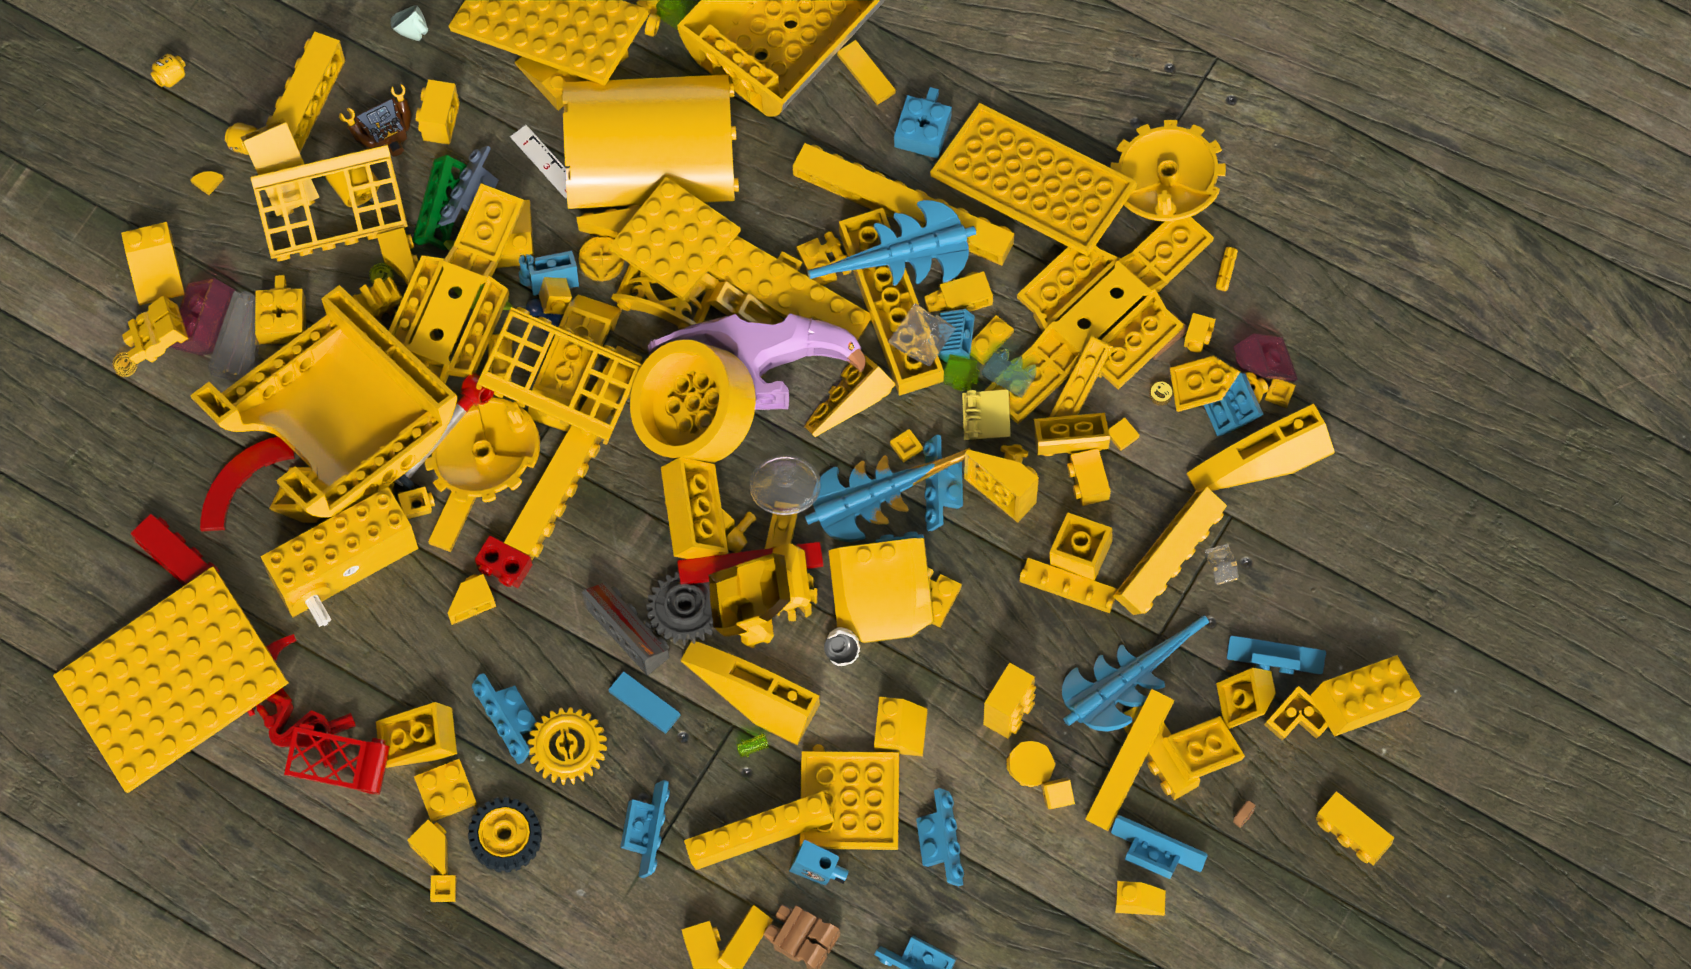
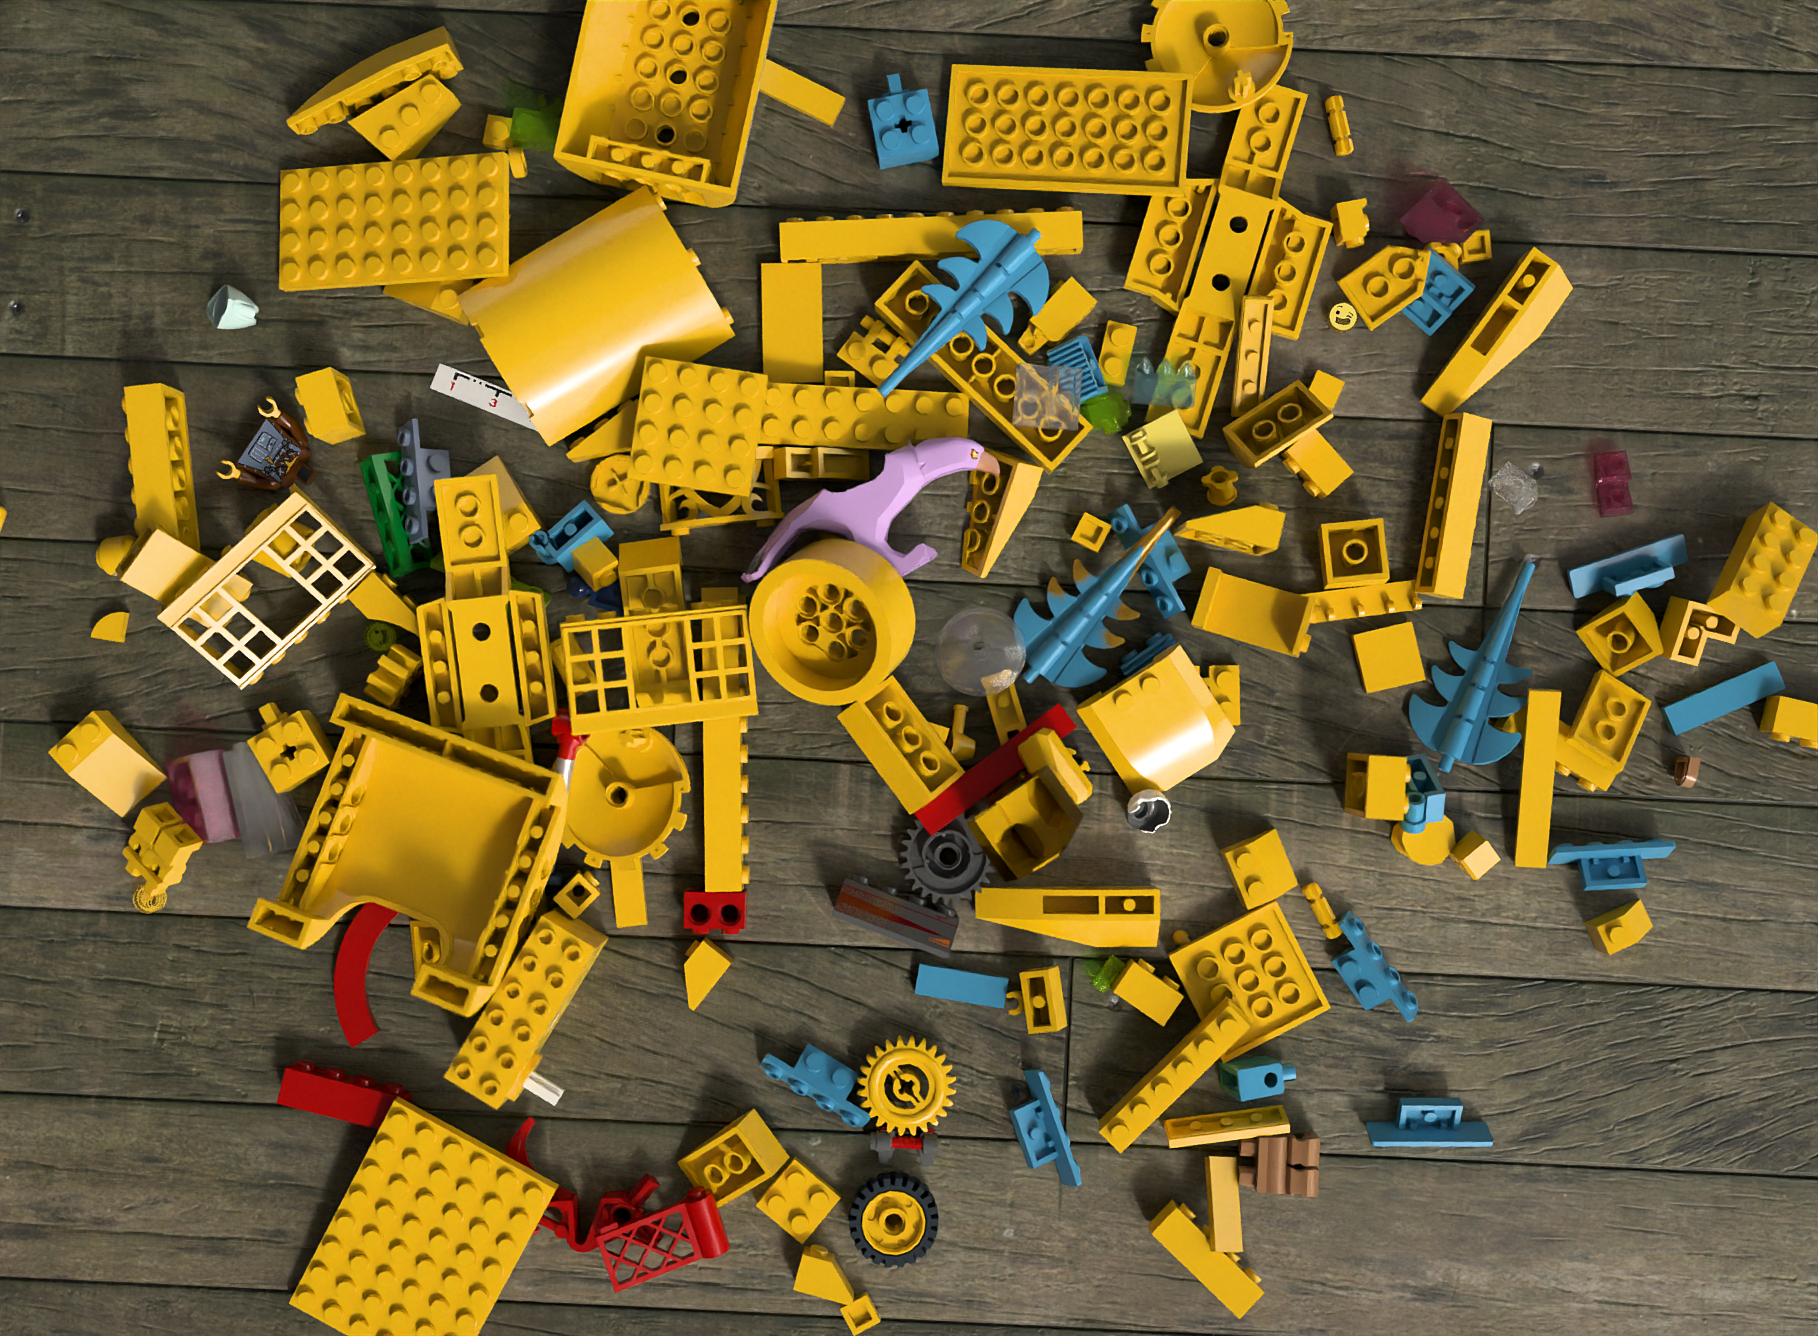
camera: 30 degrees left, 20 degrees up
(531, 779) = (886, 1143): none -> dark grey piece
(695, 734) = (1041, 1000): none -> yellow brick
(773, 769) = (1147, 991): none -> yellow brick
(778, 891) = (1226, 1126): none -> yellow tile
(779, 211) = (792, 322): none -> yellow tile
(929, 780) = (1322, 910): none -> yellow axle
(988, 551) = (1255, 613): none -> yellow panel
(1036, 725) = (1424, 795): none -> dark azure hinge
(1071, 633) = (1388, 657): none -> yellow tile
(1295, 596) = (1611, 484): none -> clear pink slope
(1298, 780) = (1722, 698): none -> dark azure tile

